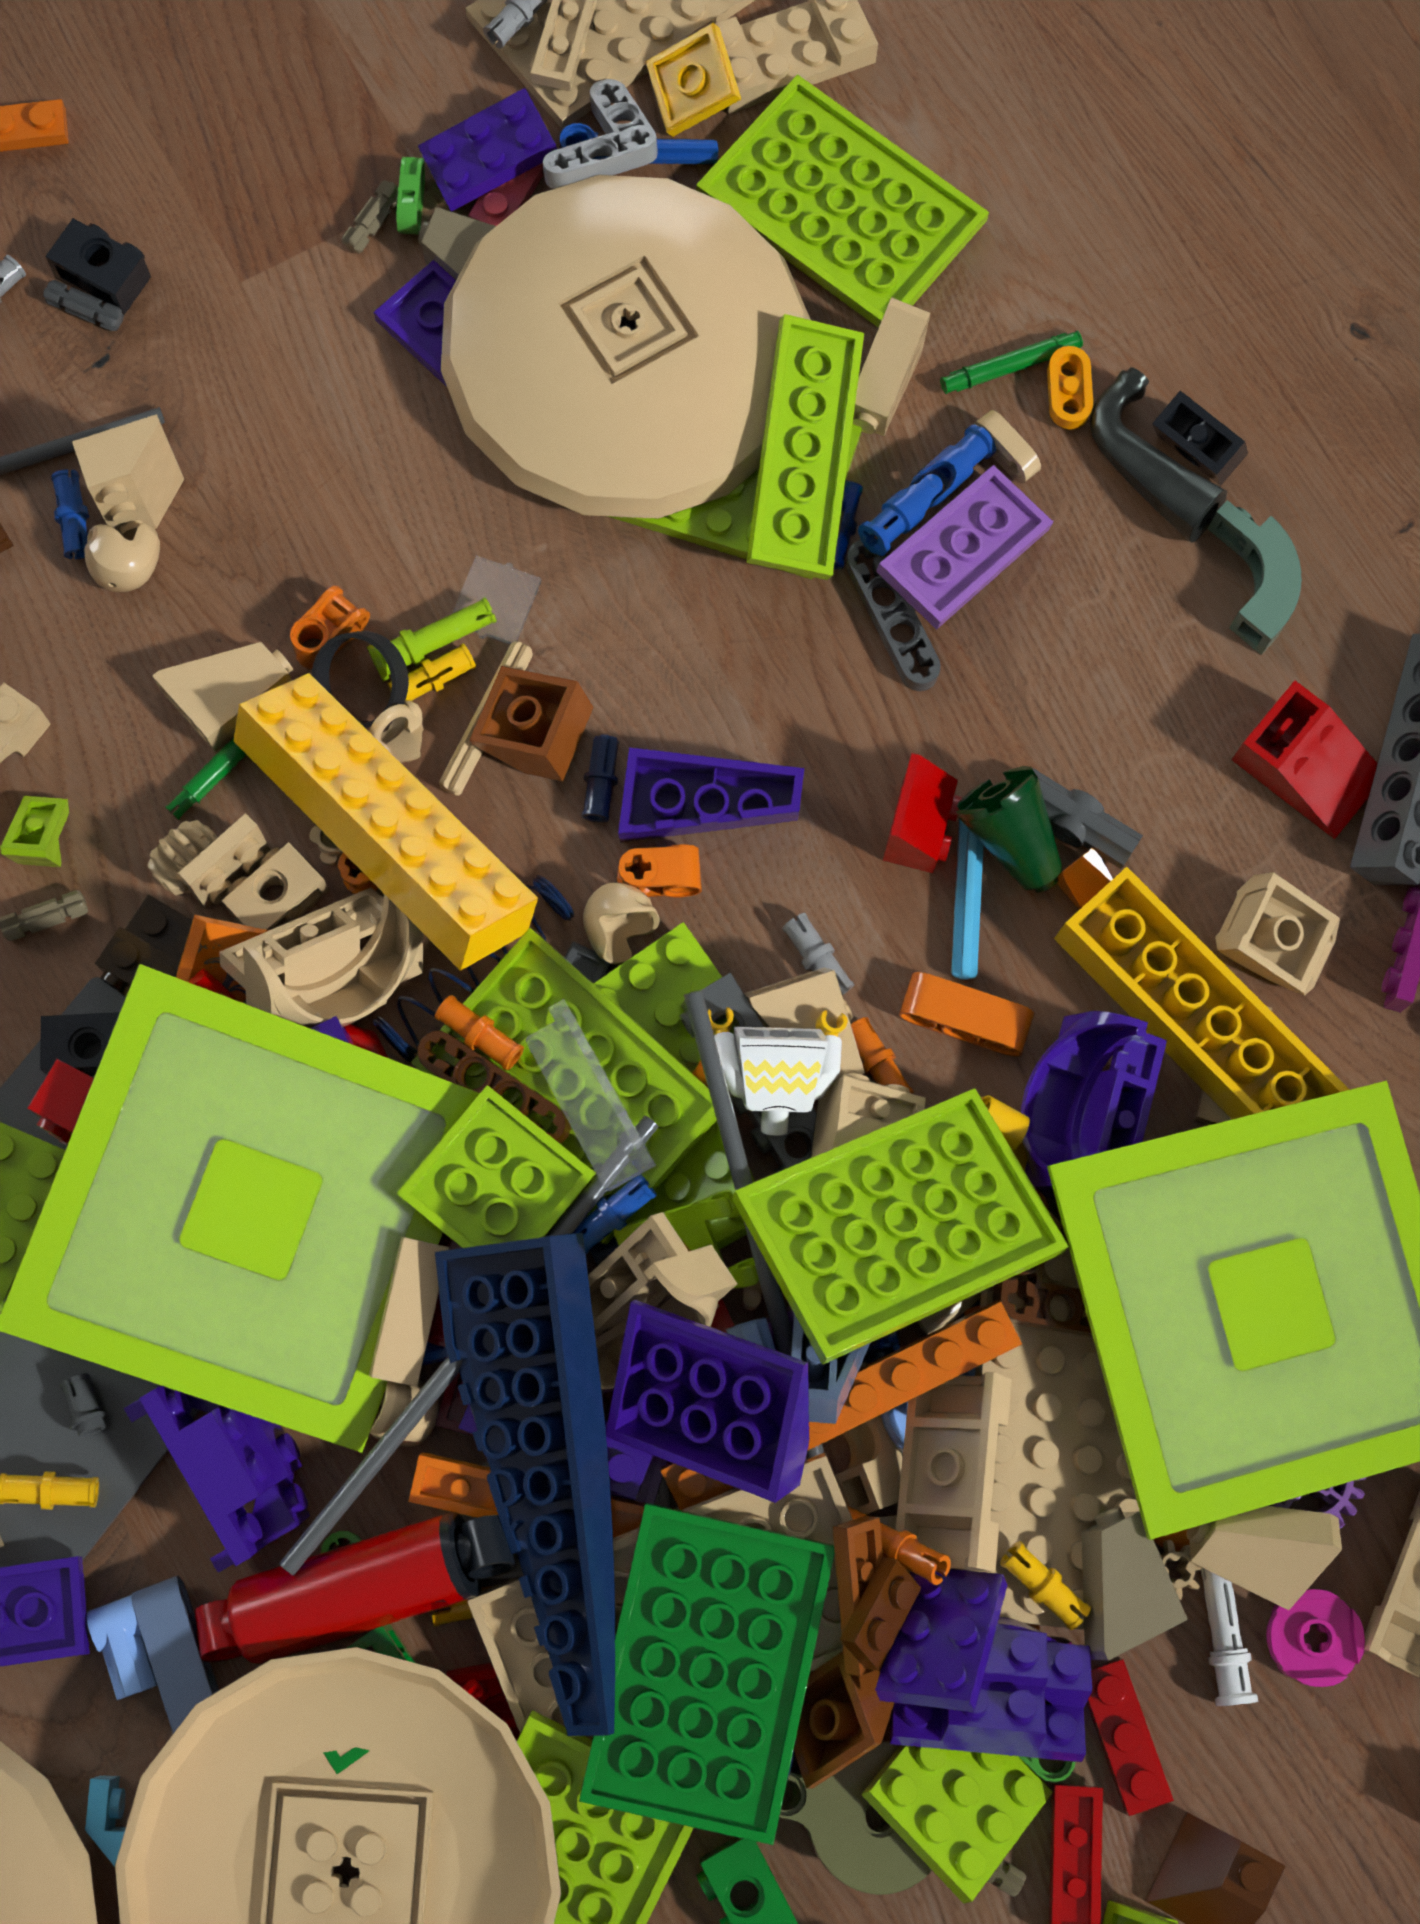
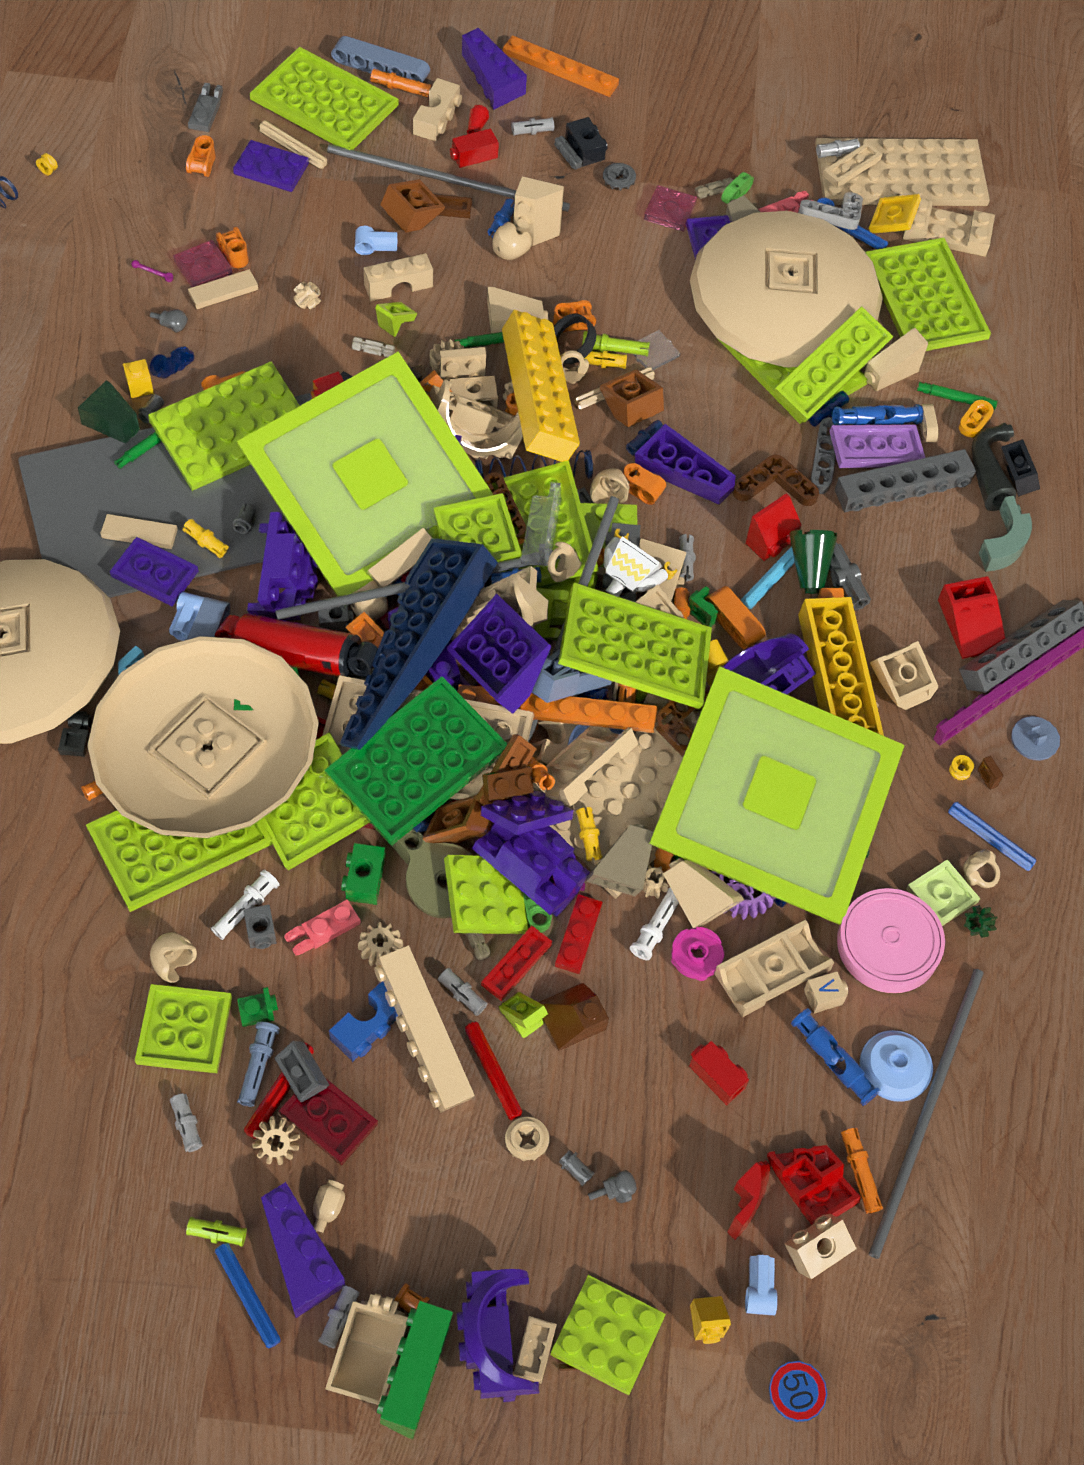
camera: 35 degrees right, 15 degrees down
(185, 290) = (615, 170): none -> dark grey gear
(327, 304) = (670, 208): none -> clear pink plate
(341, 1472) = (345, 618): none -> dark grey brick
(479, 1032) = (516, 483): orange pin -> none
(487, 149) = (783, 189): dark purple plate -> none
(676, 1143) = (568, 564): none -> tan piece
(852, 702) = (778, 475): none -> reddish brown beam
(913, 1038) = (701, 609): none -> green bracket
(1102, 496) = (904, 480): none -> dark grey brick

